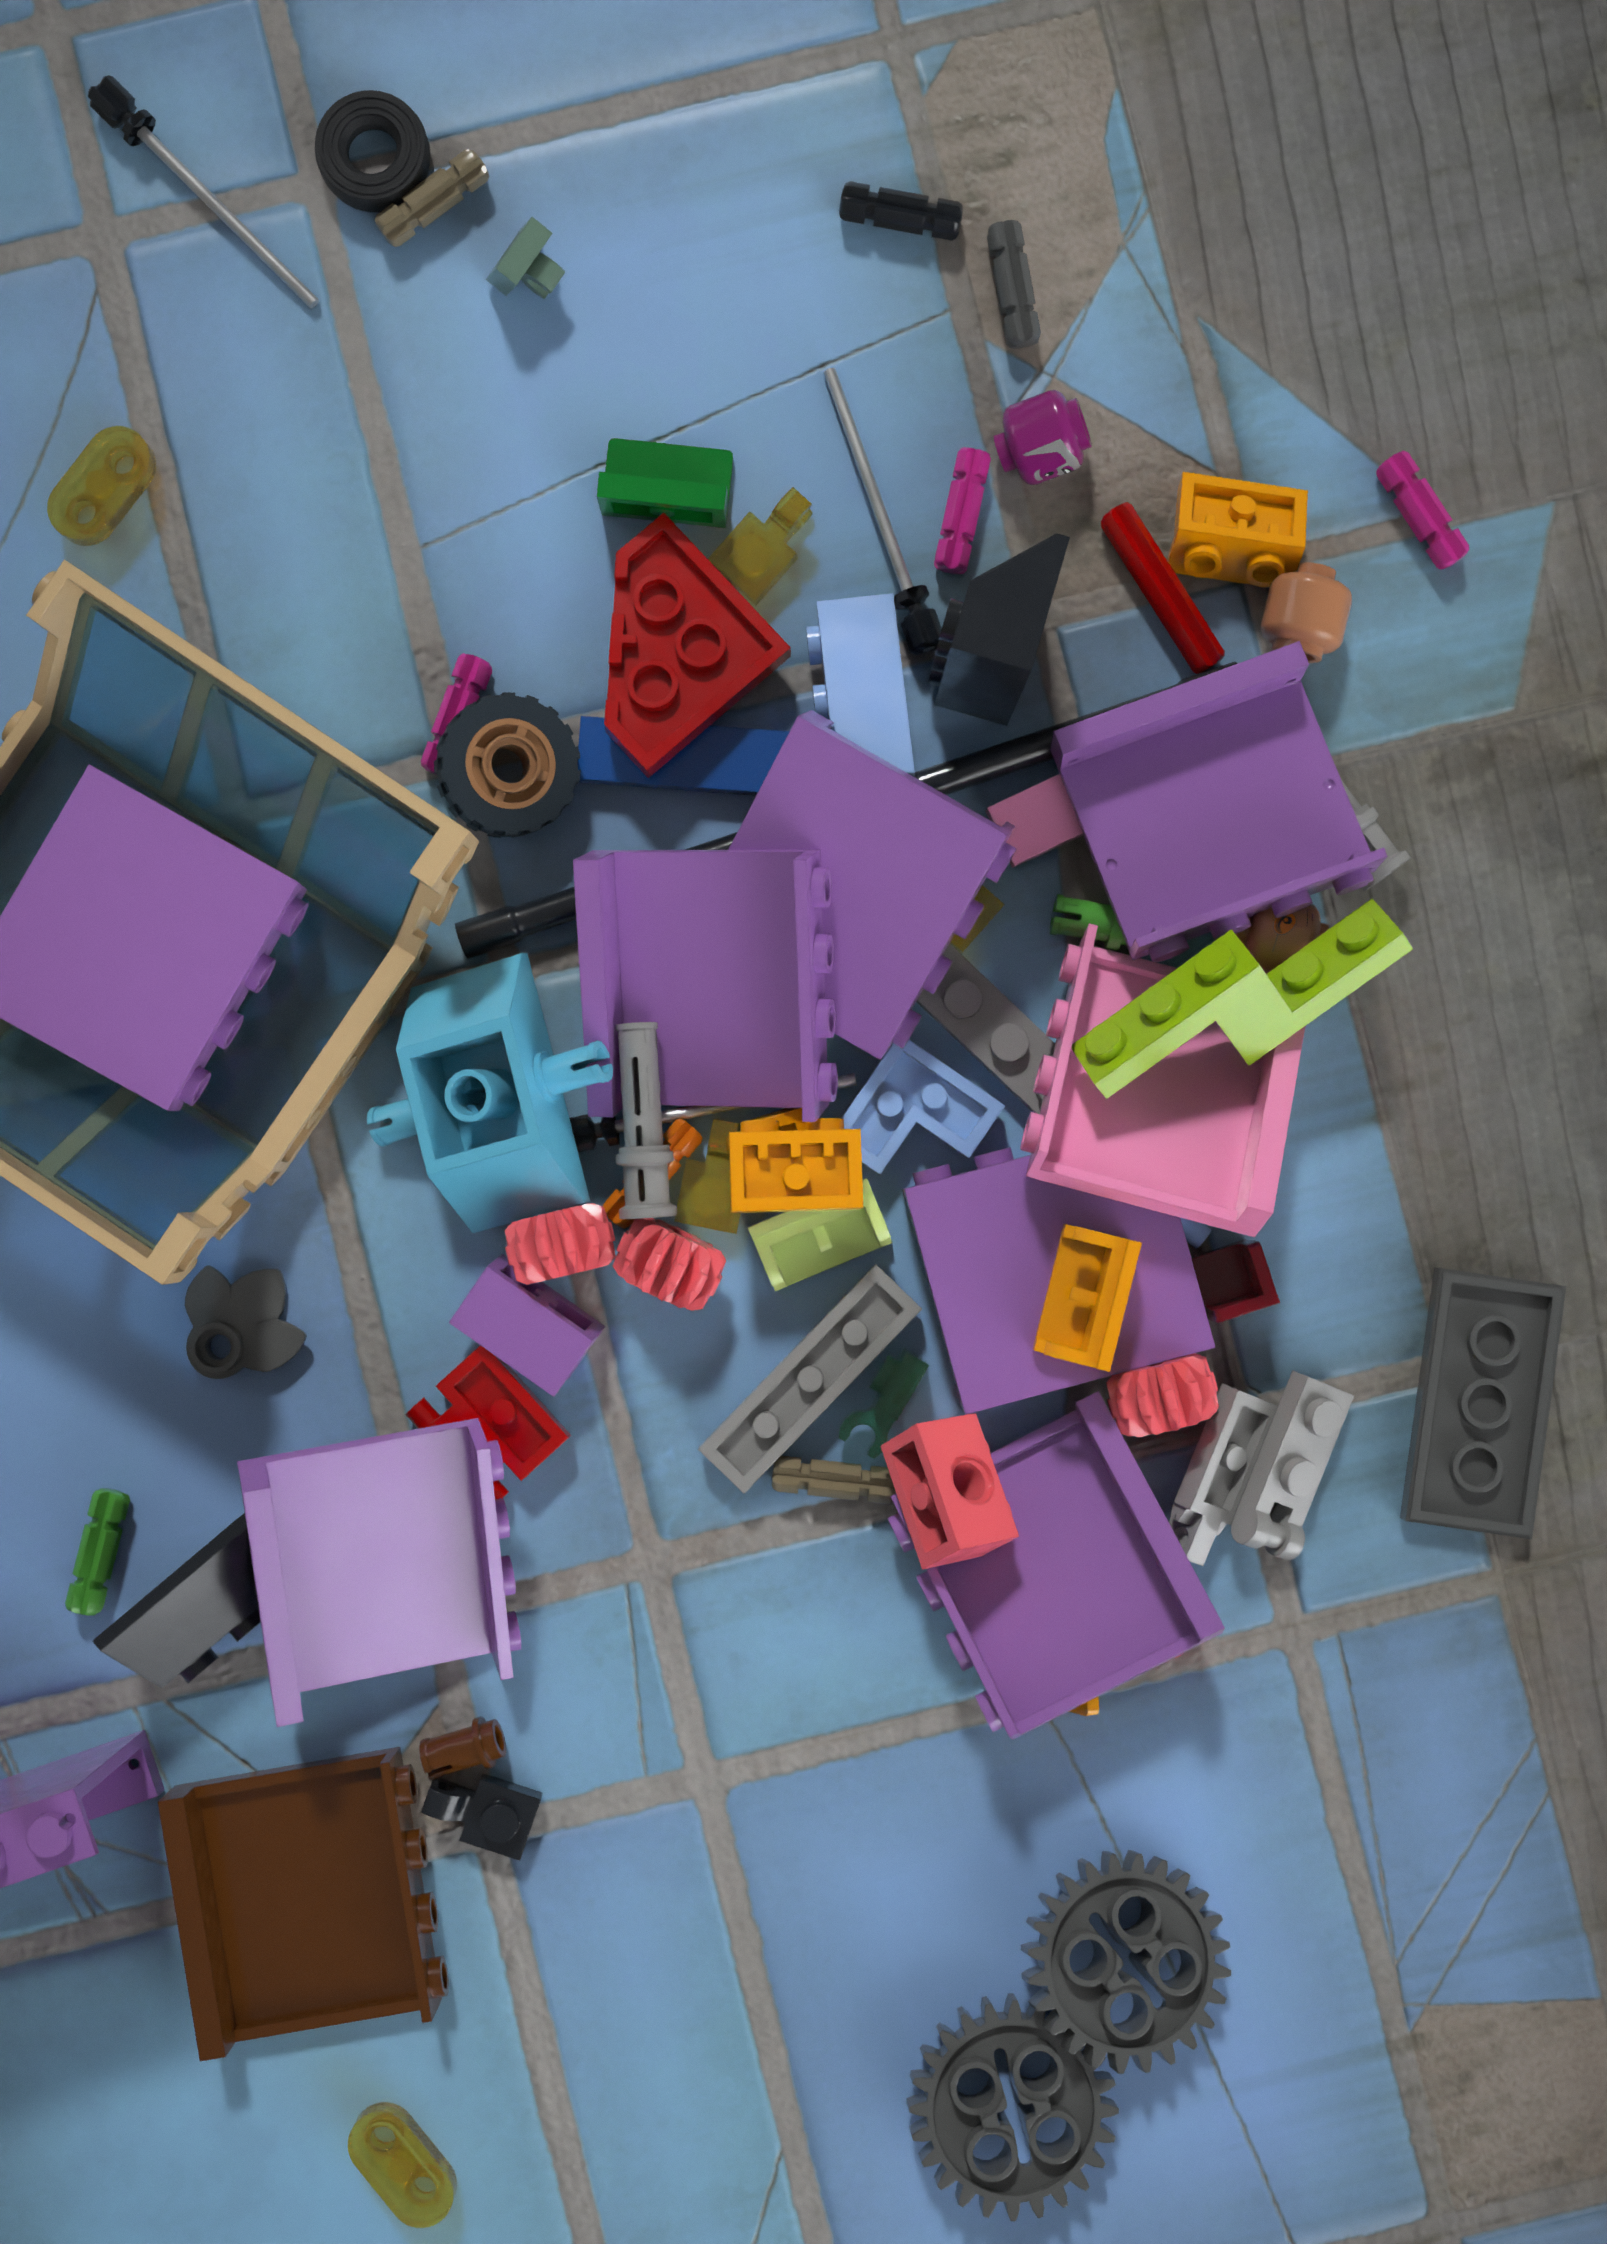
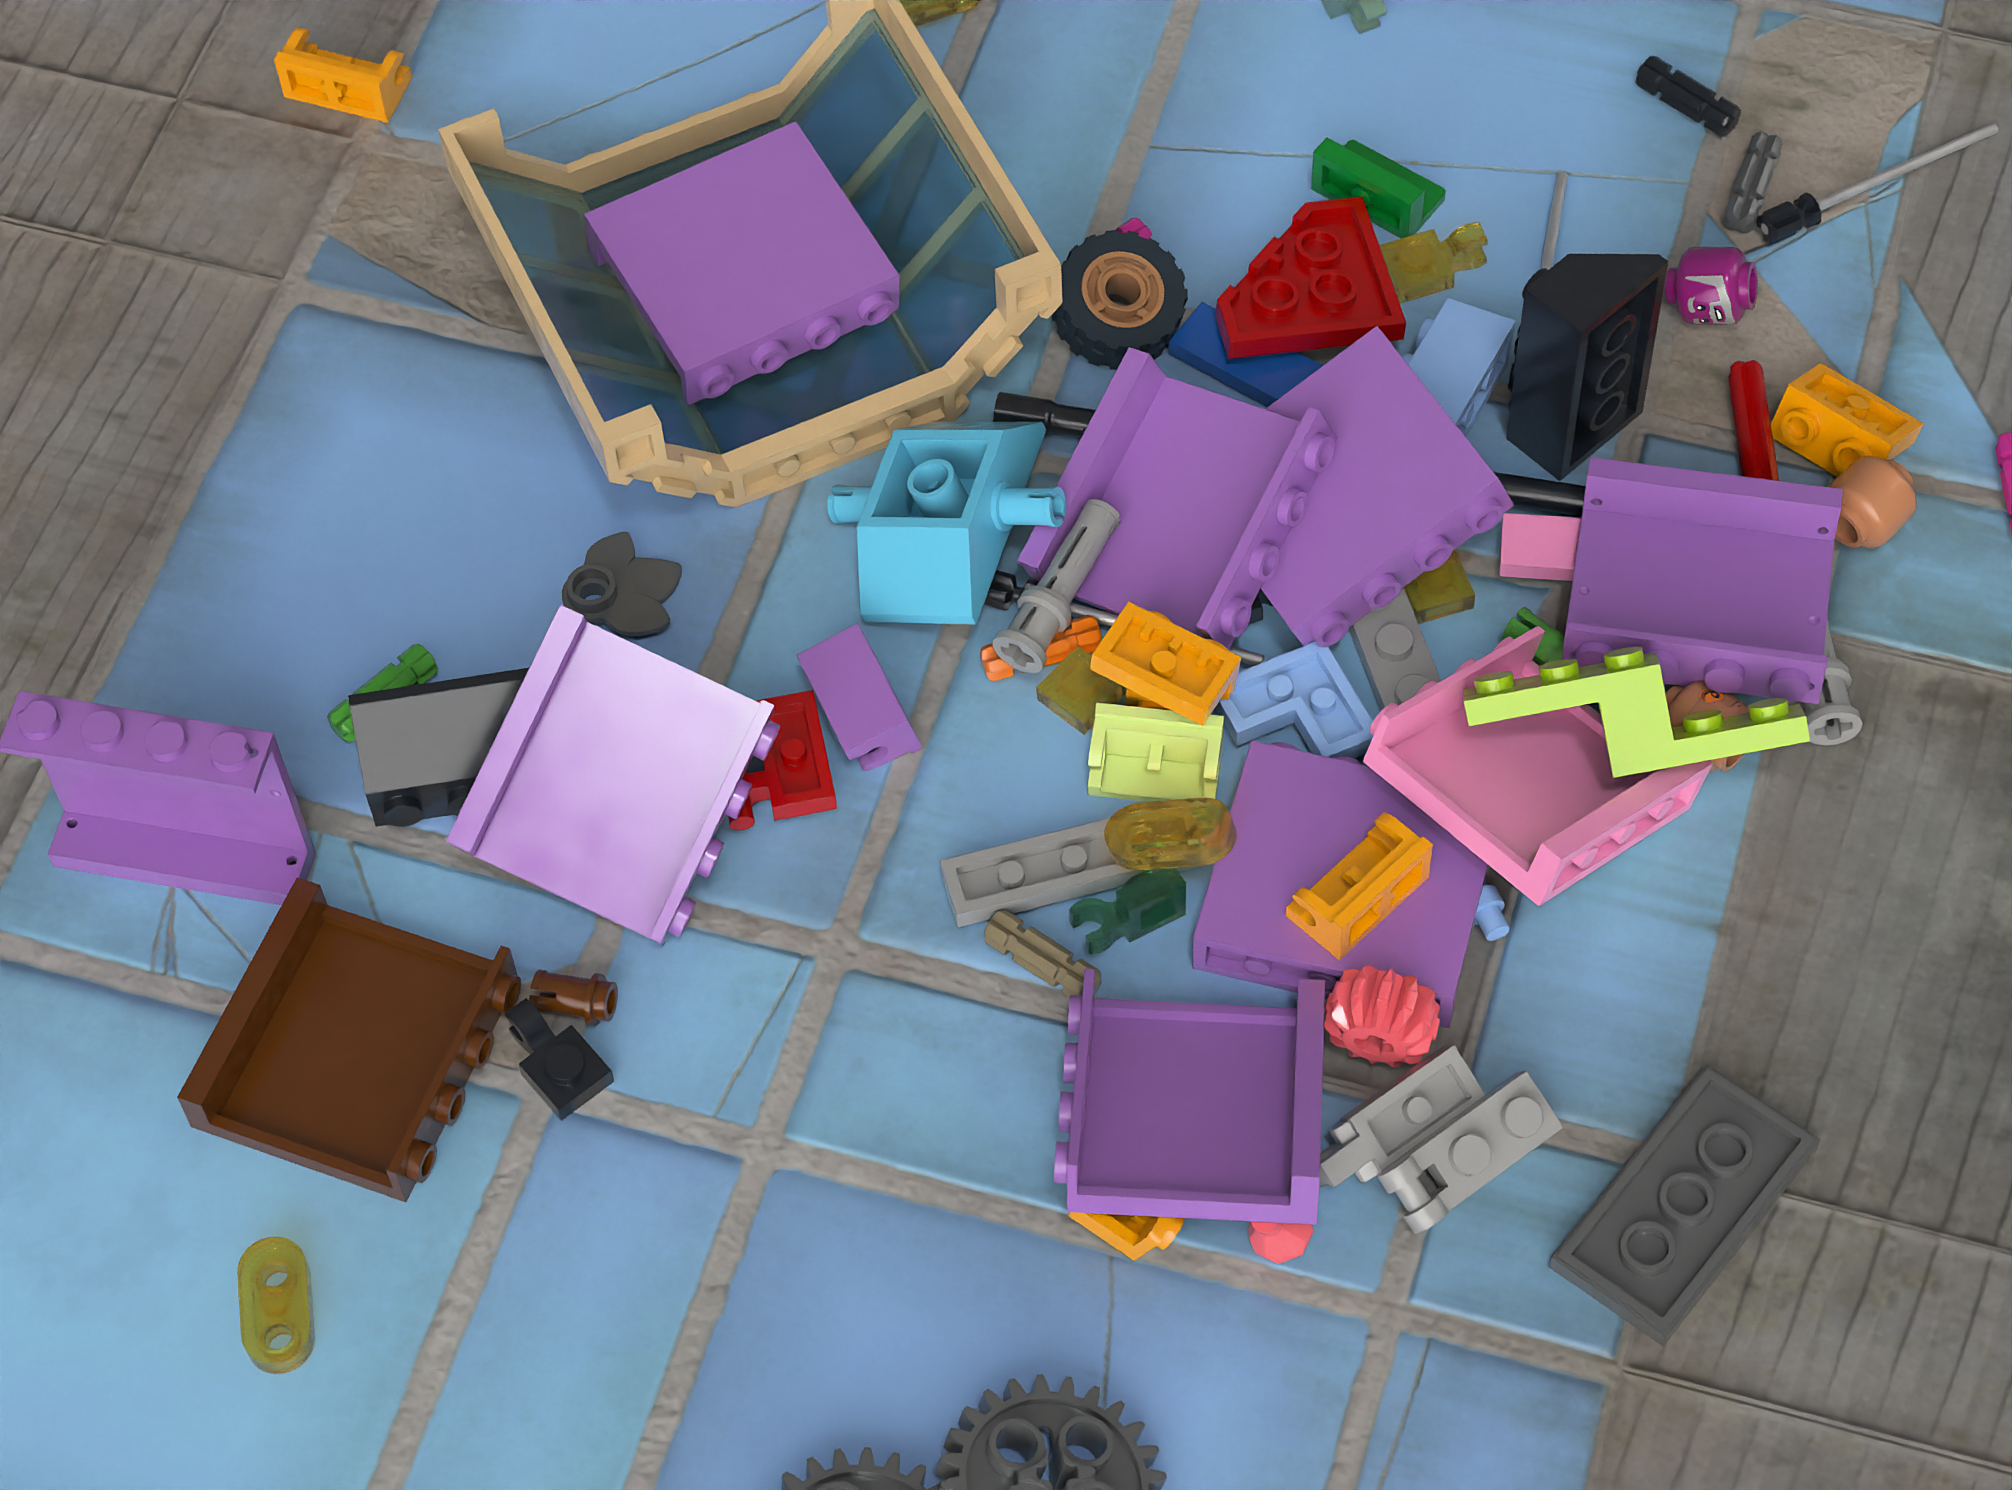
camera: 35 degrees right, 30 degrees down
(560, 1243) = (929, 642): coral gear -> none
(669, 1263) = (1012, 702): coral gear -> none
(895, 1332) = (1175, 832): none -> clear yellow plate
(949, 1490) = (1140, 981): coral brick -> none
(1066, 315) = (1788, 218): none -> piece
(1234, 1280) = (1502, 977): dark red panel -> none

